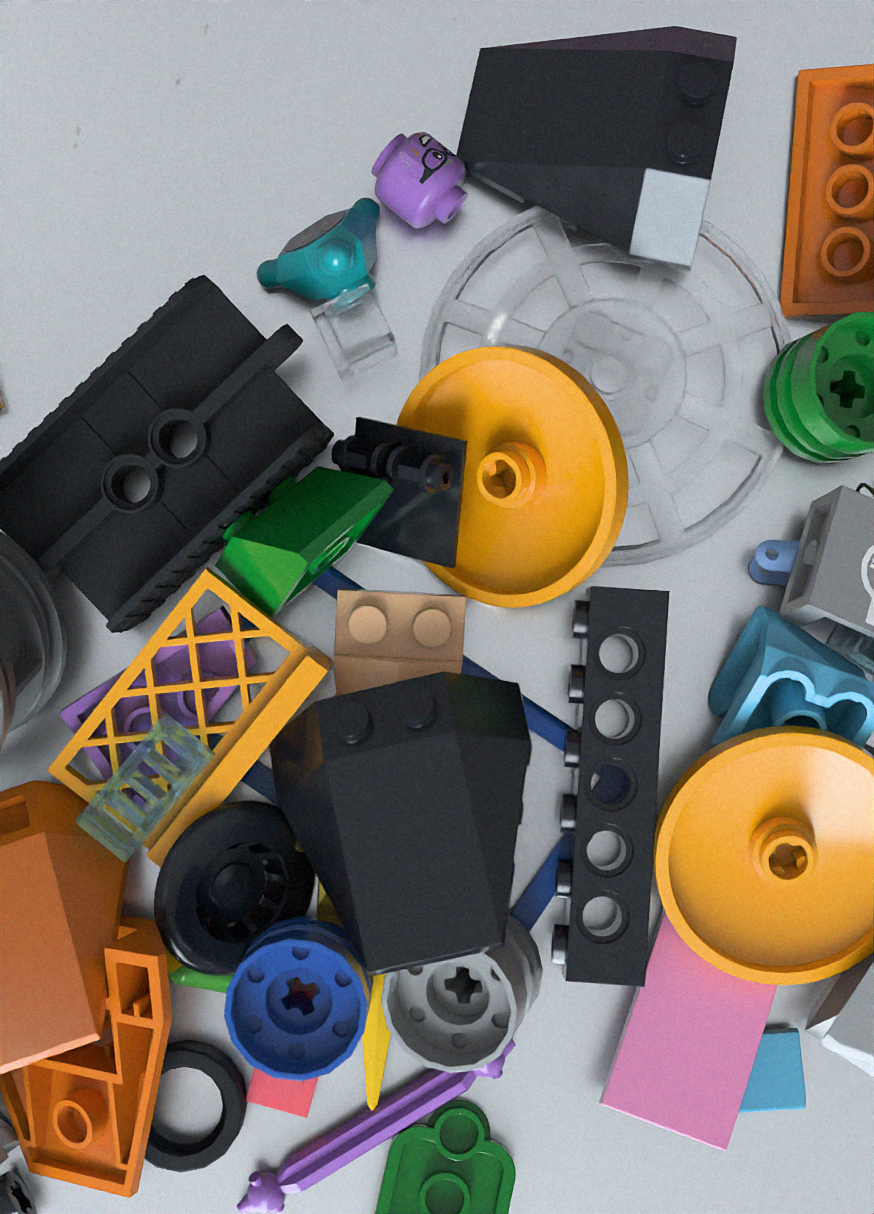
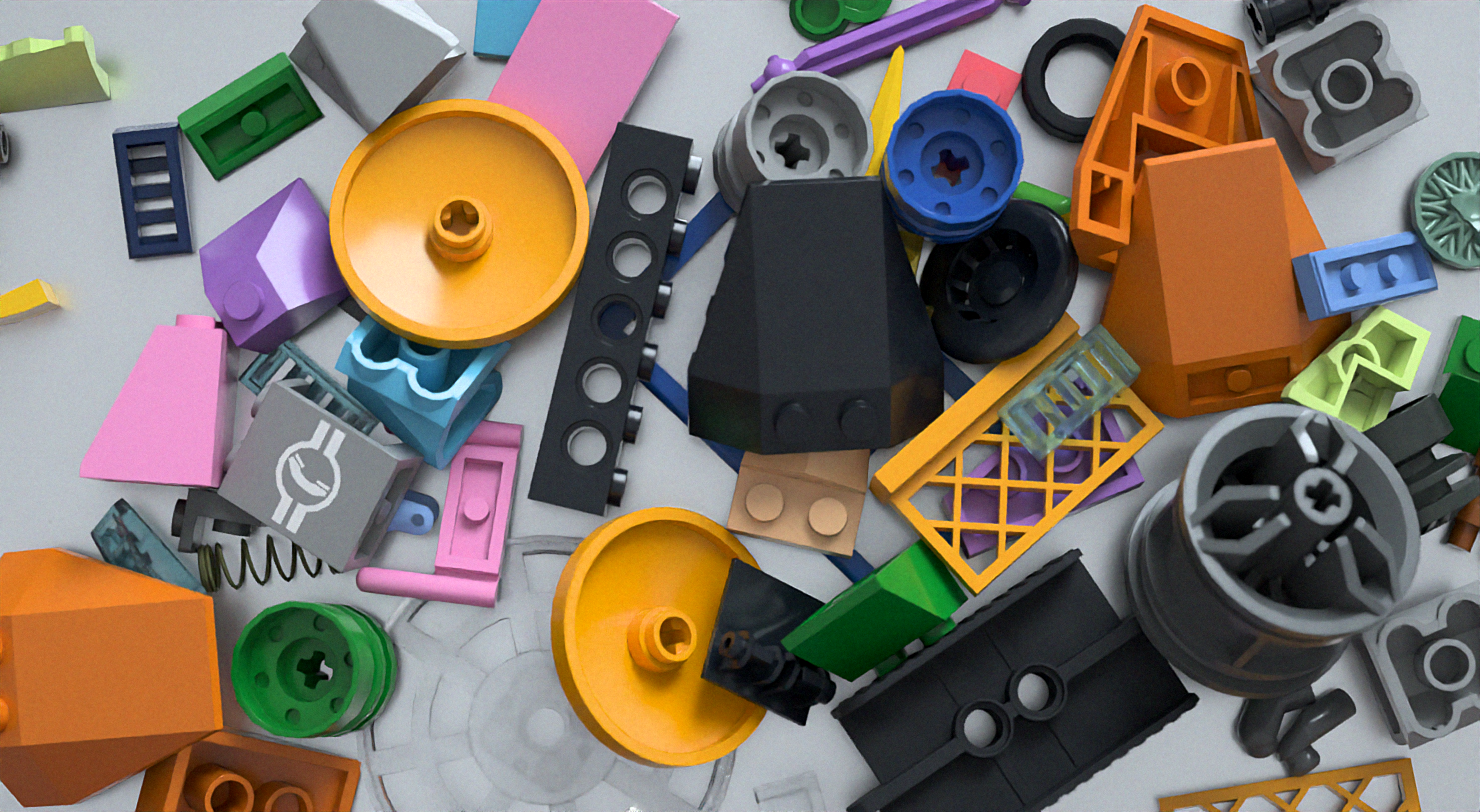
camera: 175 degrees left, 0 degrees up
(717, 558) = (471, 525): none -> bright pink plate

